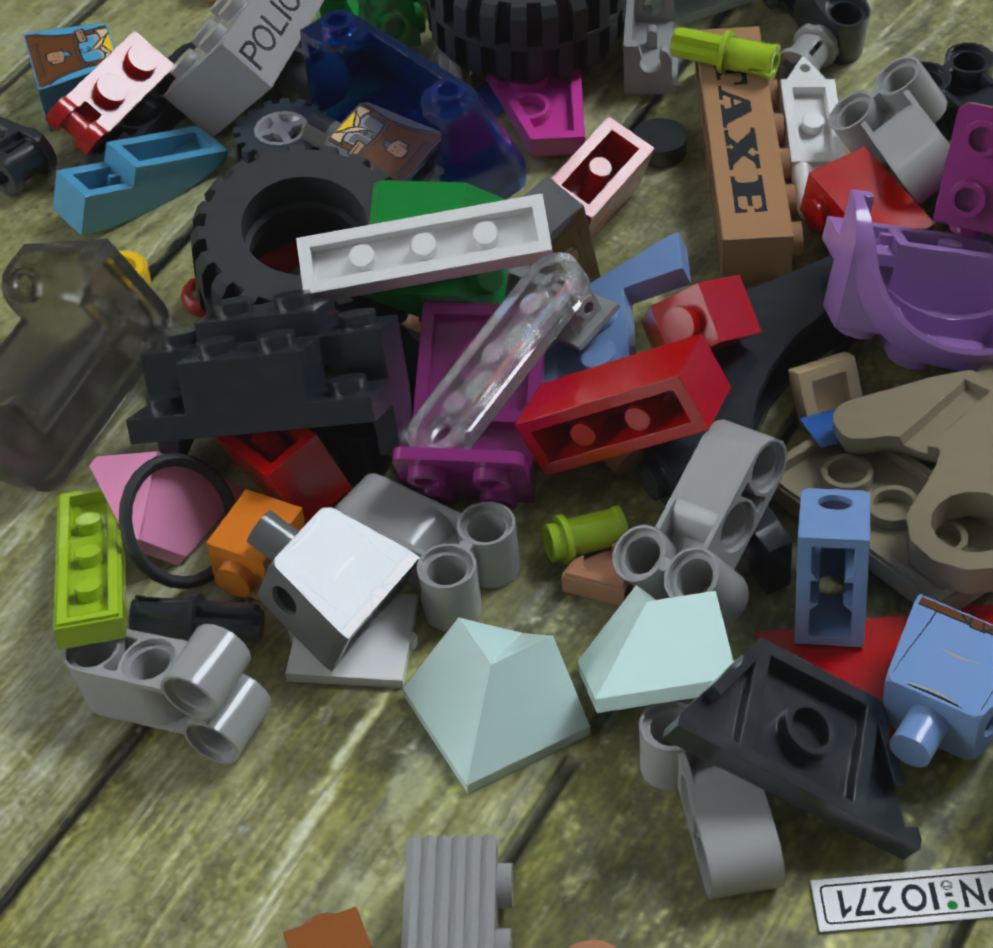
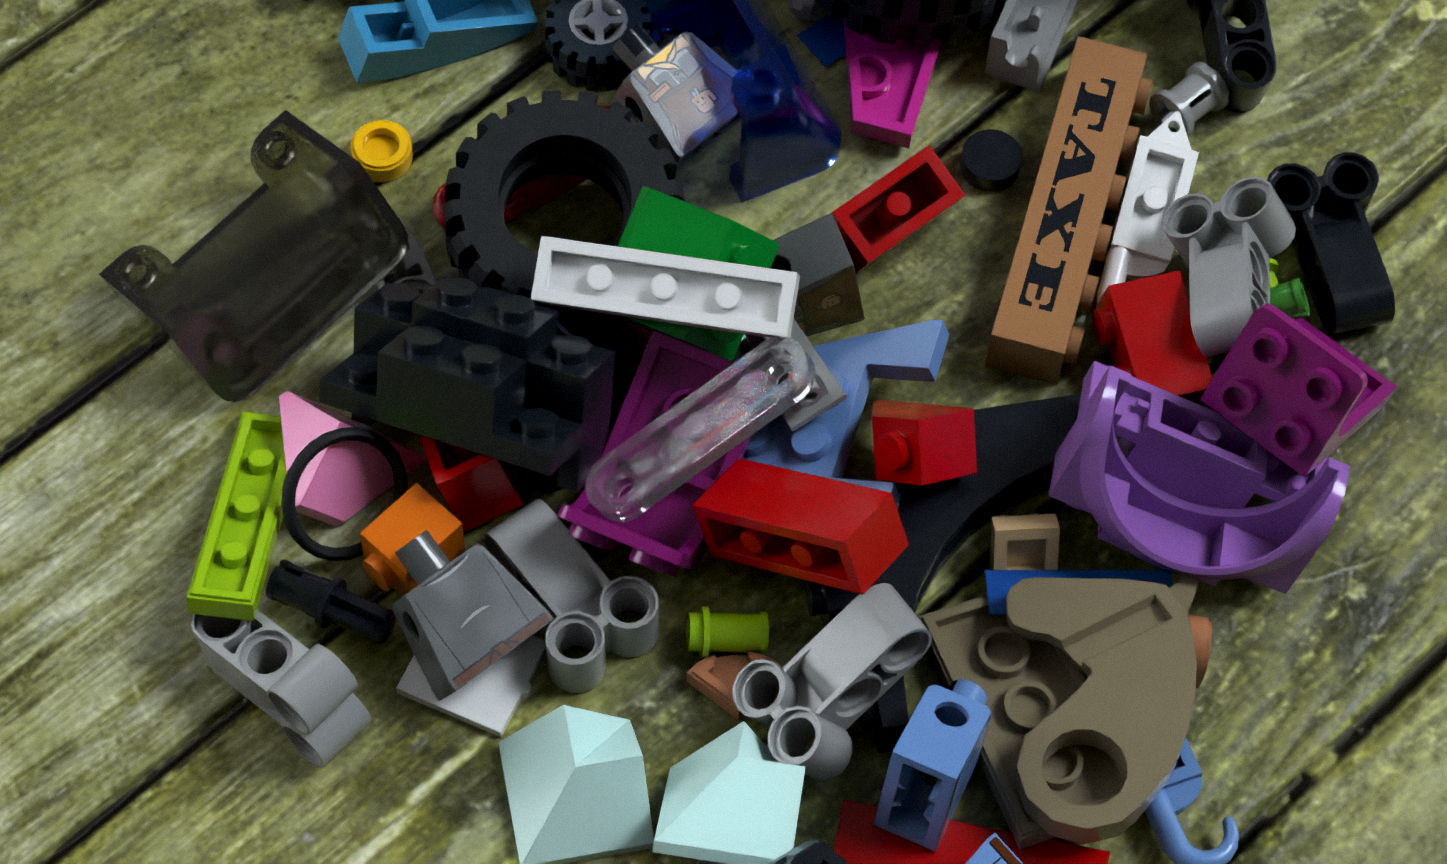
camera: 10 degrees right, 15 degrees up
(726, 52) = (1091, 88): lime axle -> none

